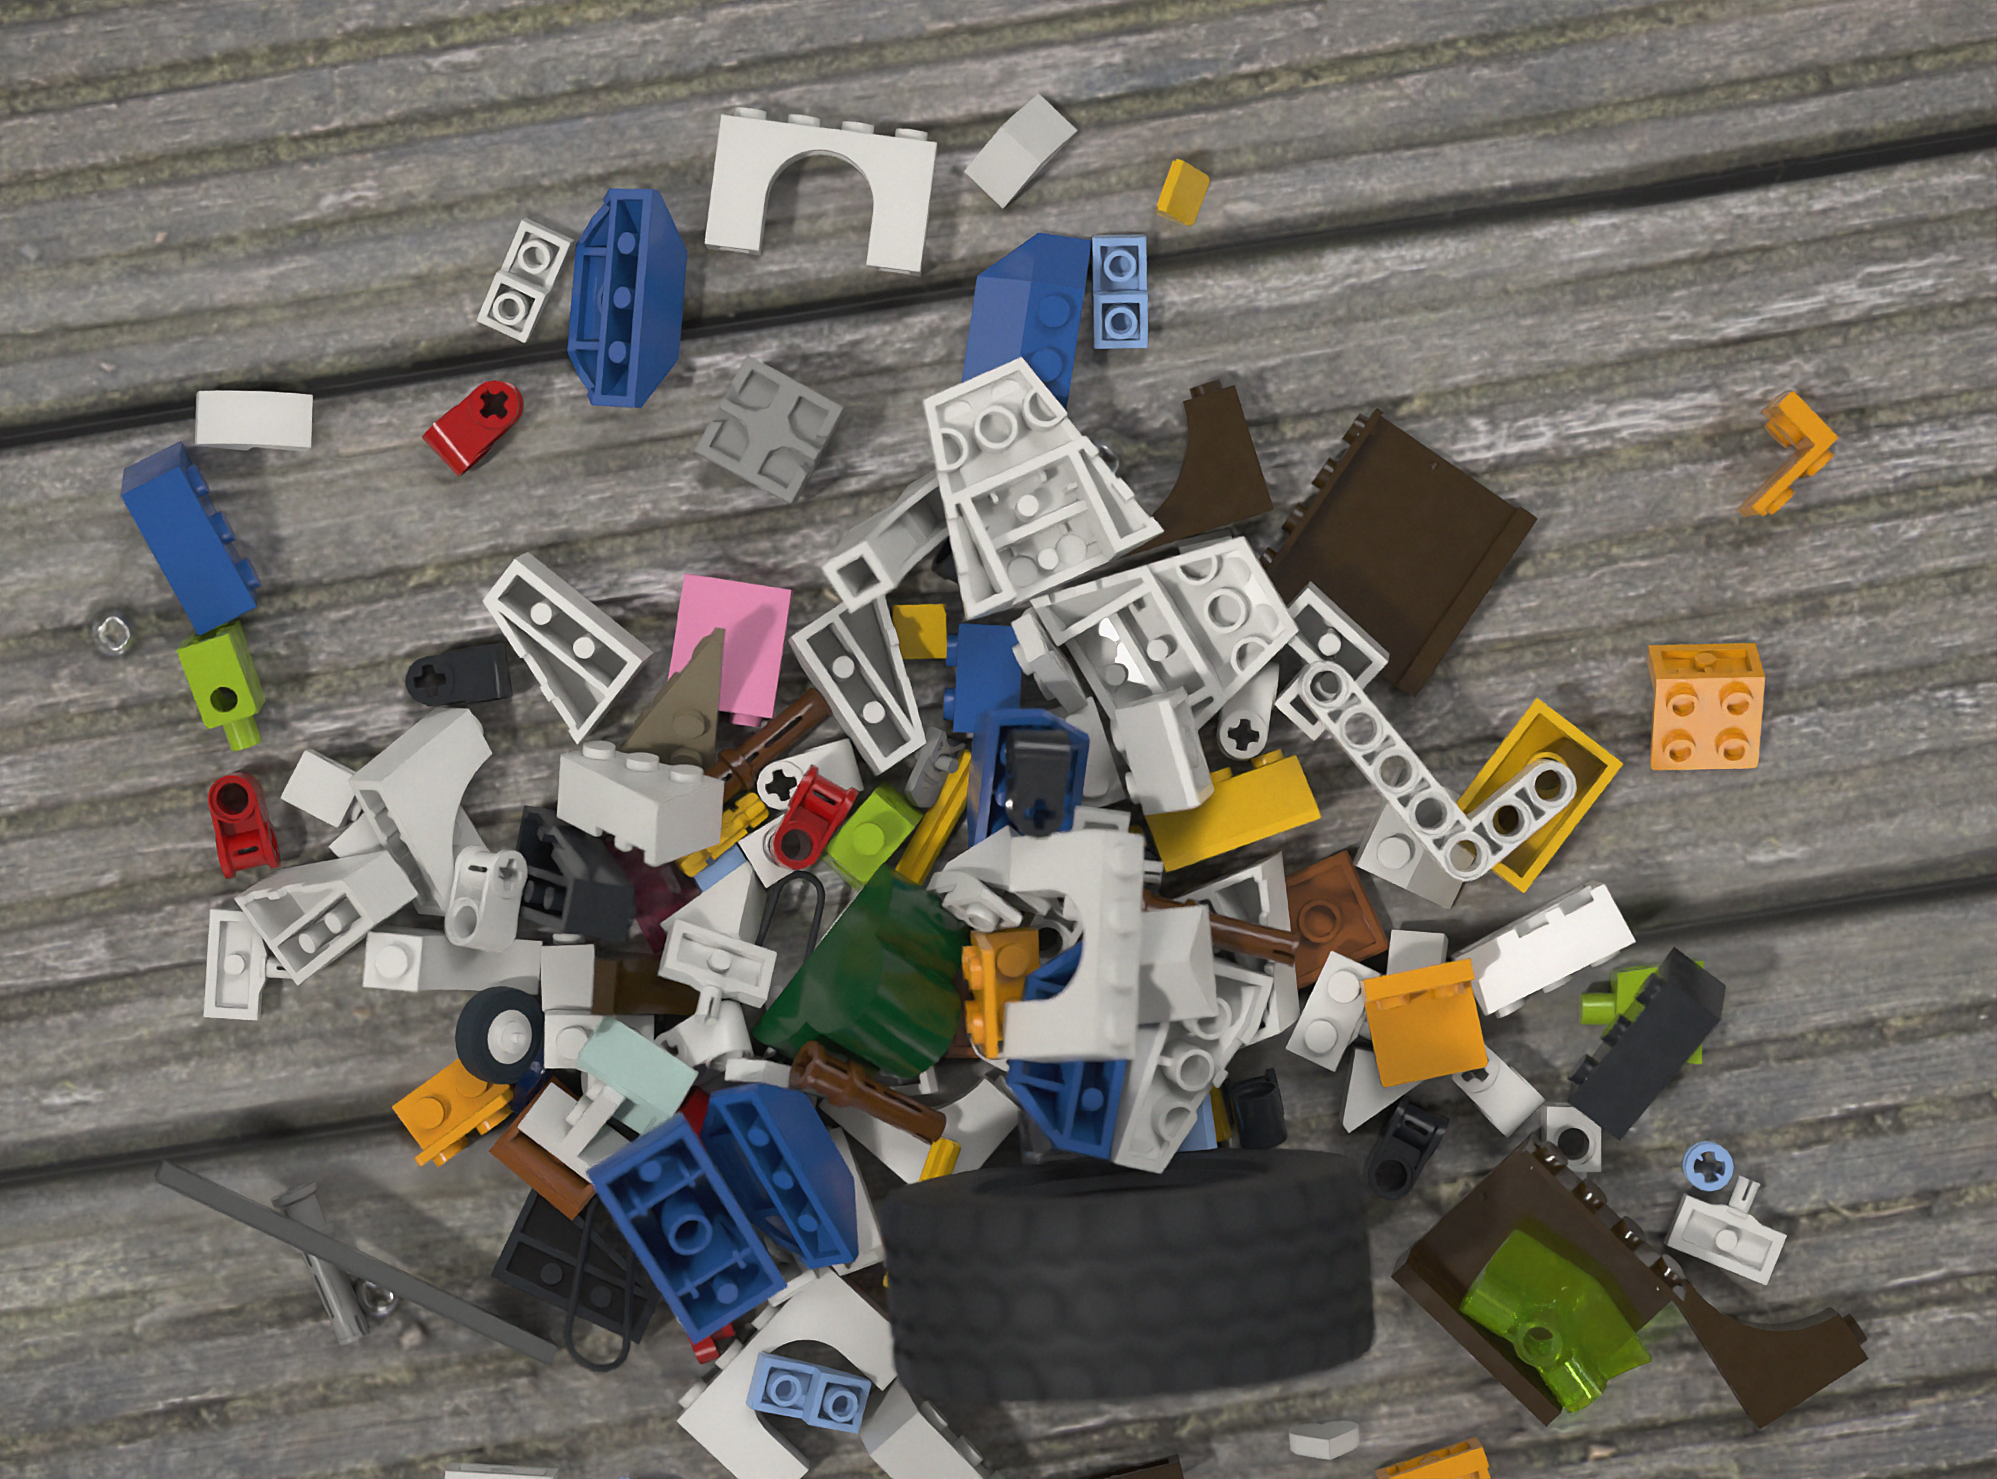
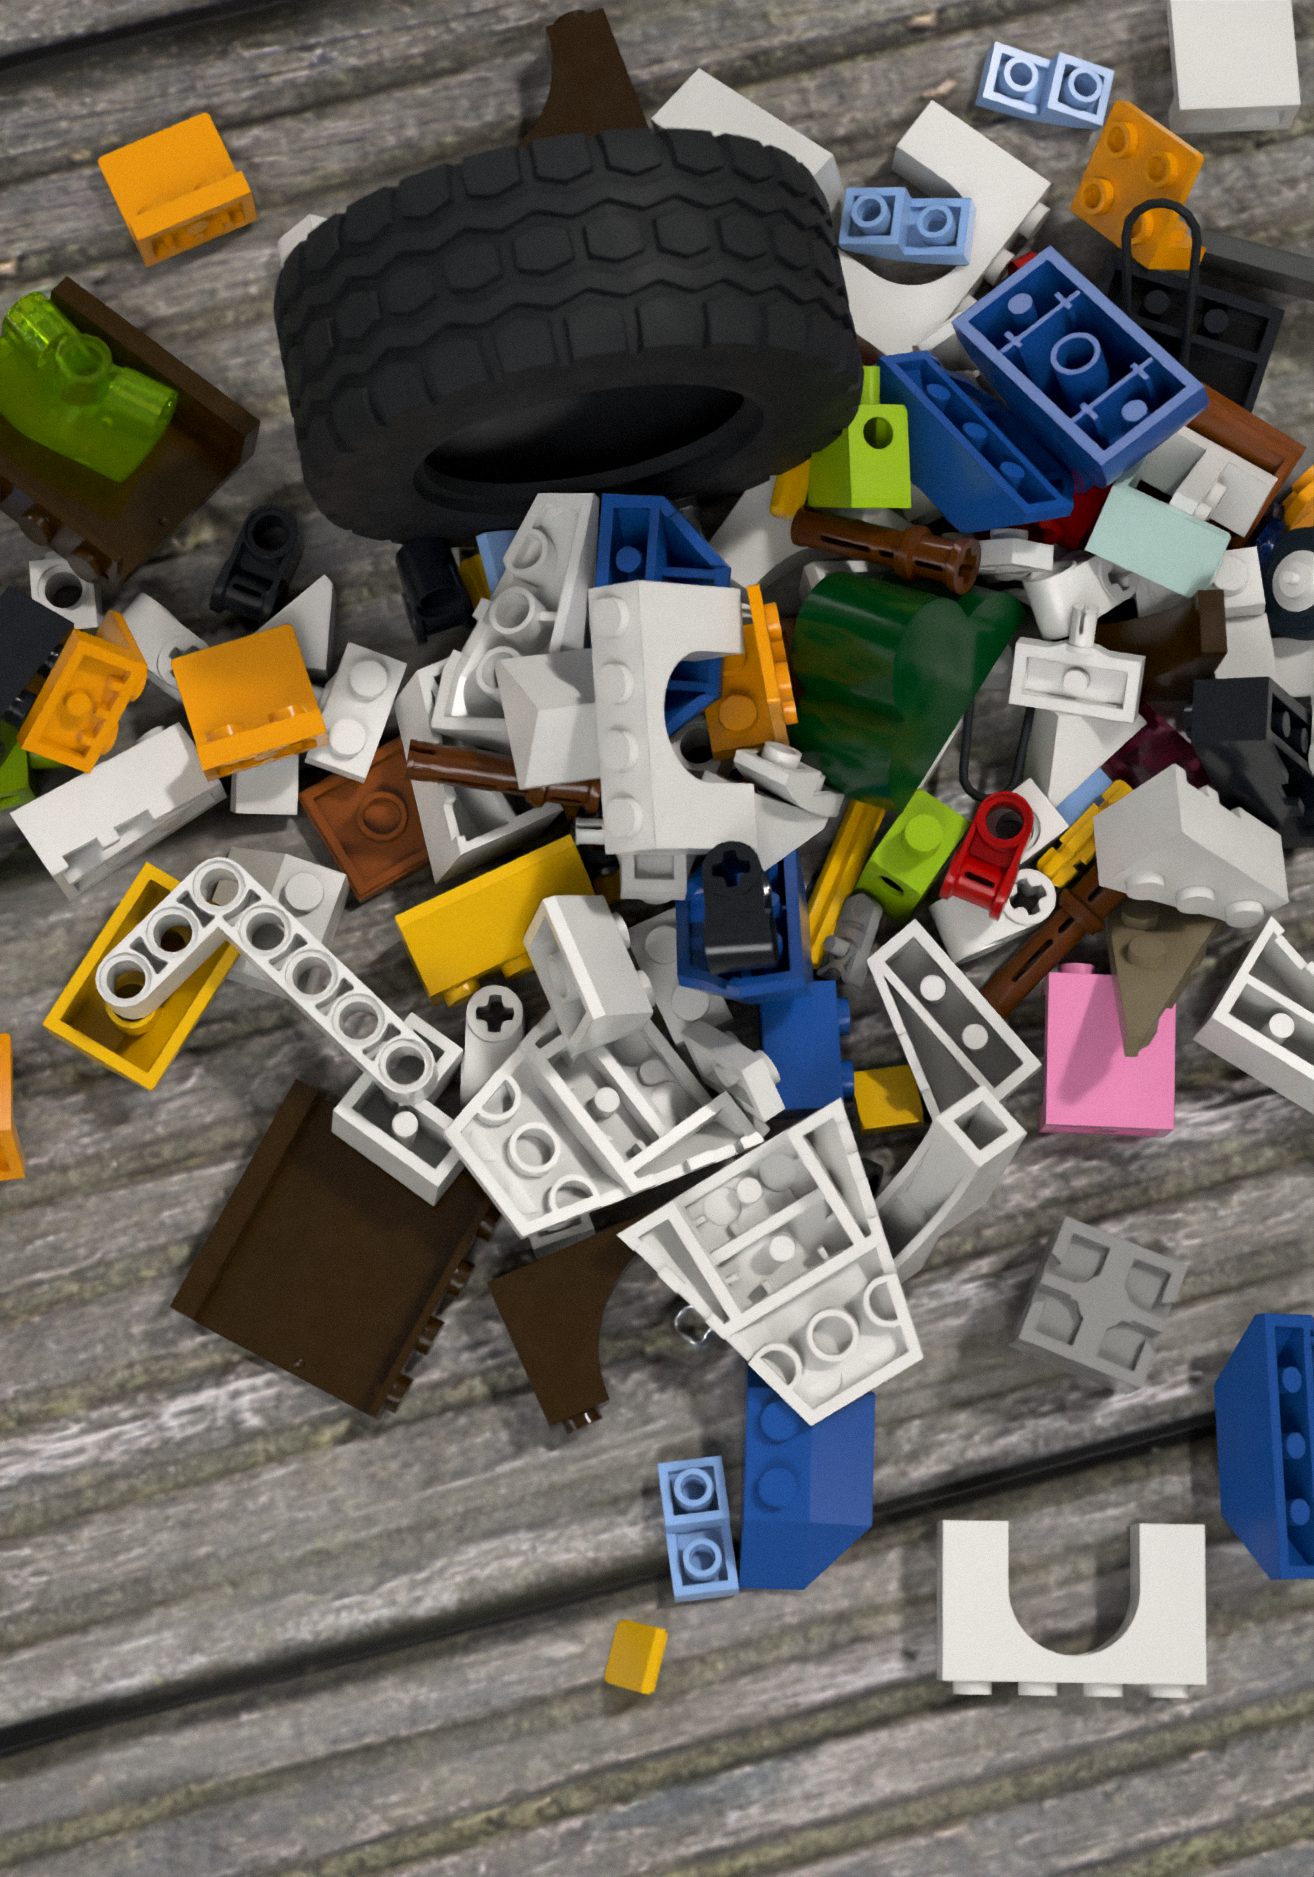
camera: 170 degrees right, 10 degrees down
(600, 1408) = (1135, 164): none -> light orange bracket
(875, 1162) = (868, 460): none -> lime torso
(1019, 150) = (837, 1688): white slope -> none
(1561, 1038) = (86, 696): none -> light orange bracket

